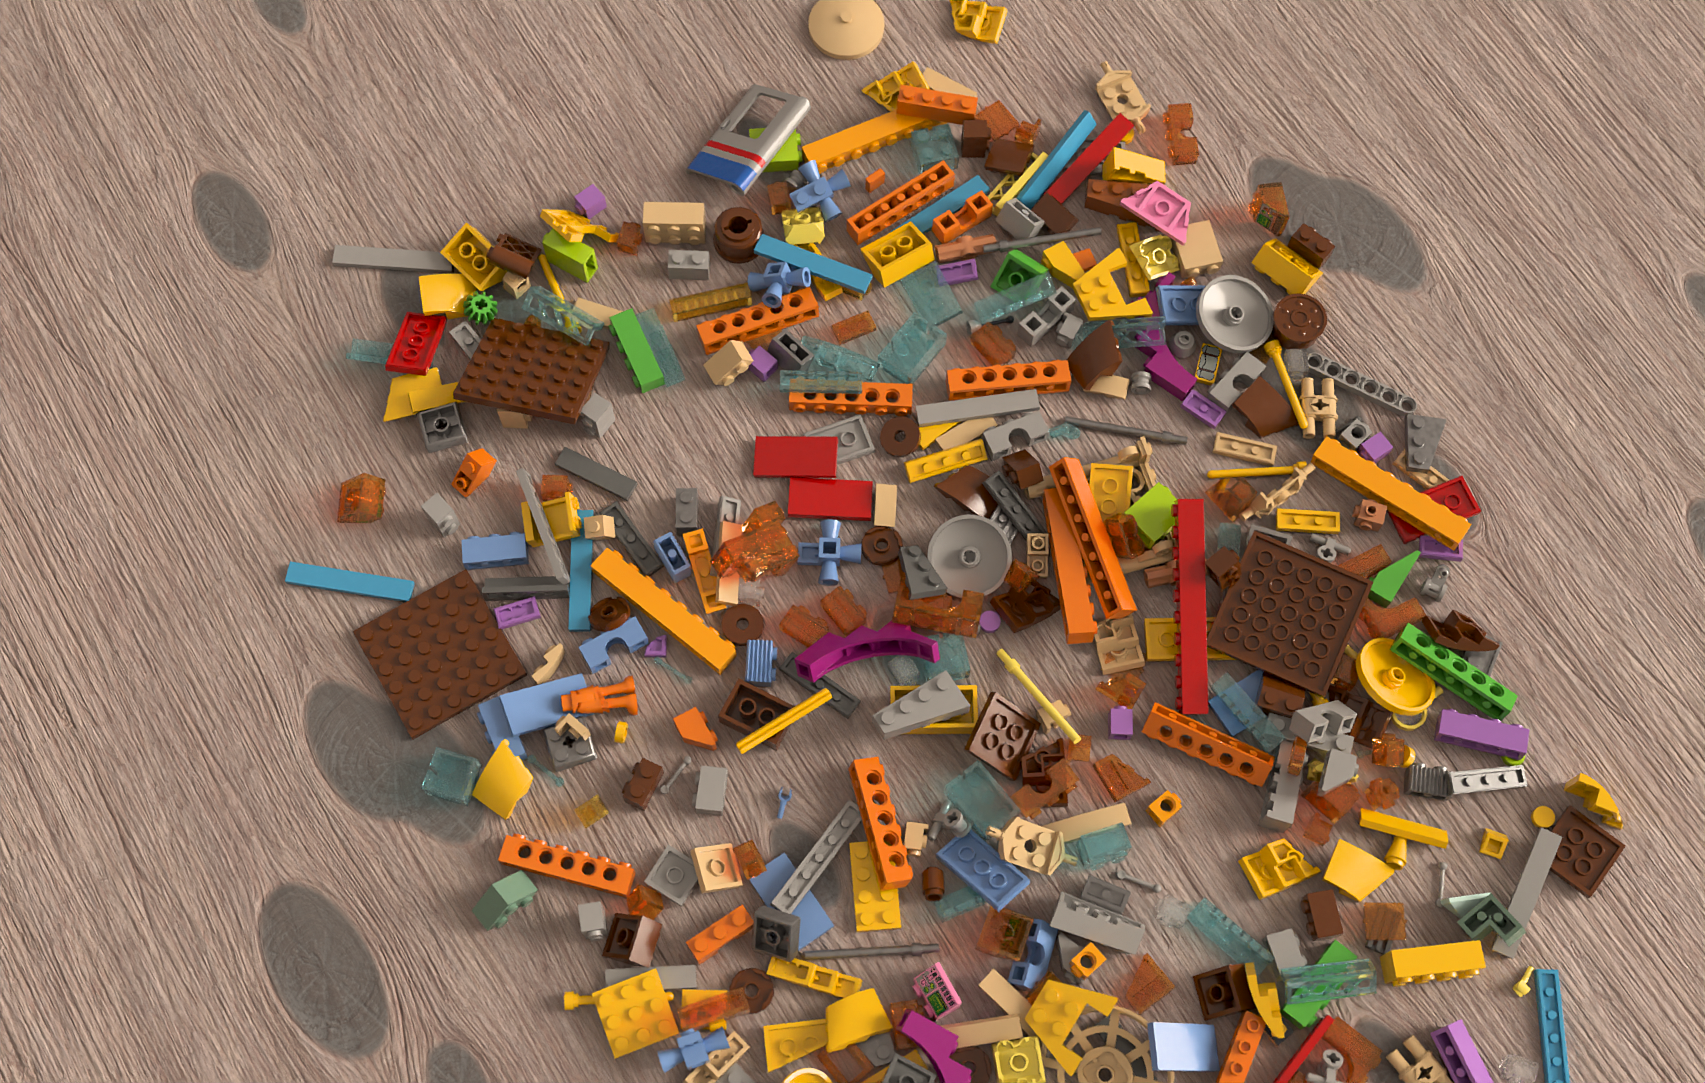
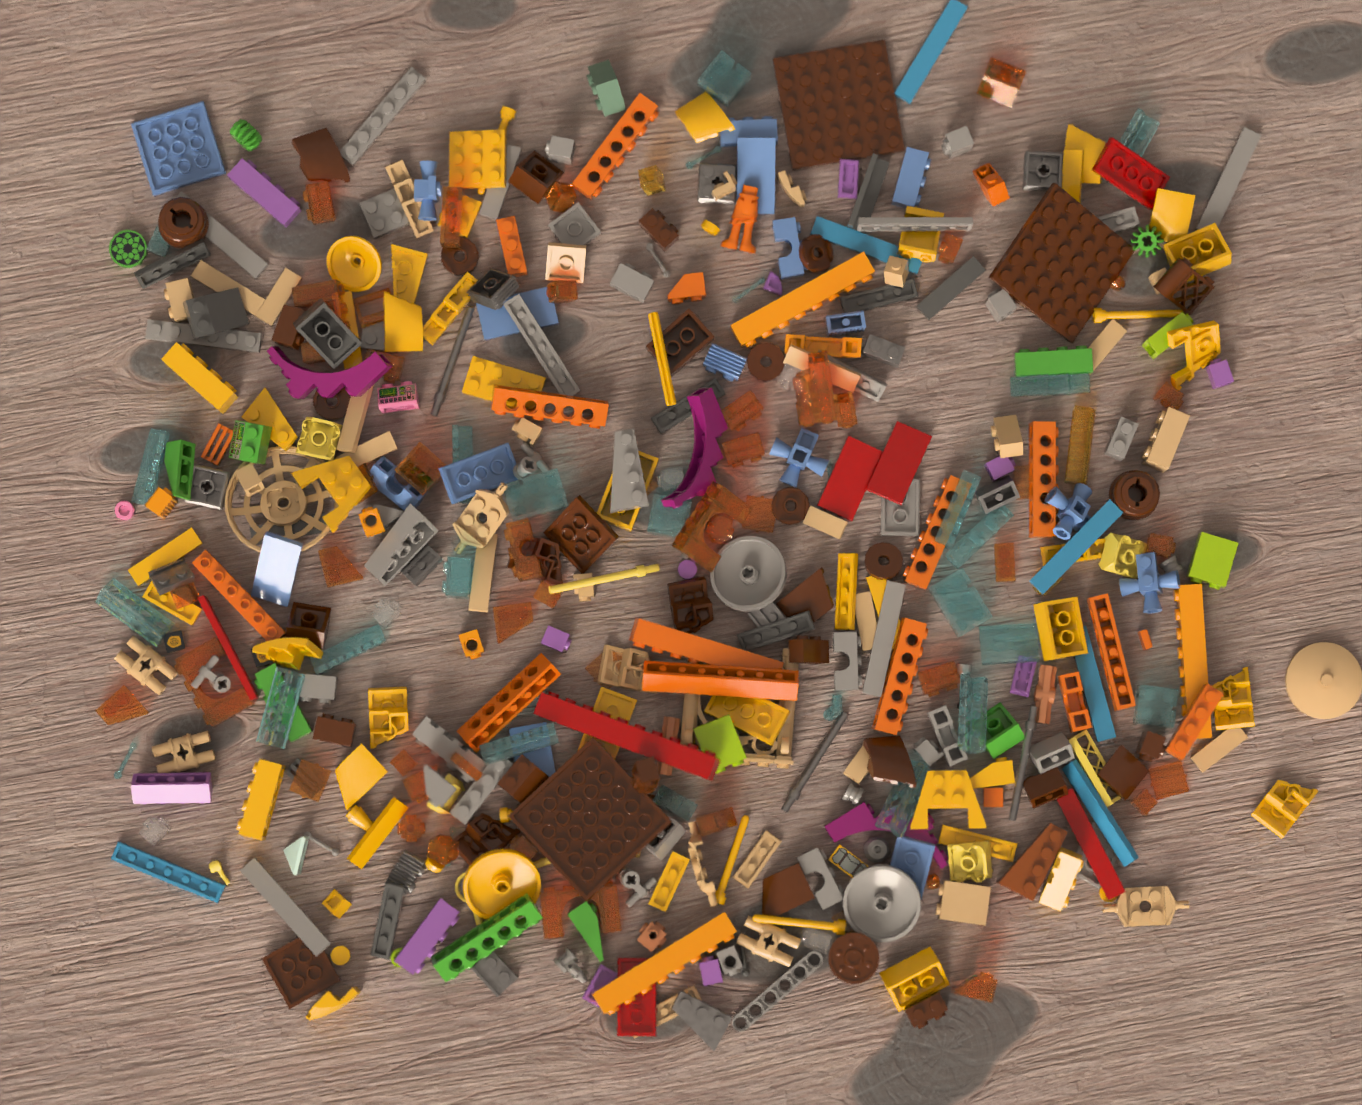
camera: 110 degrees right, 15 degrees up
(564, 307) = (1114, 311): clear light blue fence -> none
(740, 158) = (1209, 518): light grey piece -> none
(783, 800) = (602, 339): medium blue hand -> none
(920, 575) = (747, 523): dark grey wing -> none
(933, 884) = (485, 430): reddish brown brick -> none
(1020, 575) = (713, 610): clear orange slope -> none
(1037, 553) = (728, 633): tan slope -> none
(1122, 689) = (582, 652): clear orange wing -> none
(1122, 875) = (411, 610): light grey hinge -> none
(1124, 535) = (710, 708): clear orange brick -> none
(1161, 209) = (1008, 881): bright pink wing -> none
(1182, 149) = (1103, 947): clear orange arch -> none
(1203, 409) = (807, 838): medium lavender plate -> none
(1313, 721) = (488, 814): light grey arch -> none
(1459, 633) = (518, 959): reddish brown slope -> none
(1491, 916) = (276, 865): sand green brick -> none

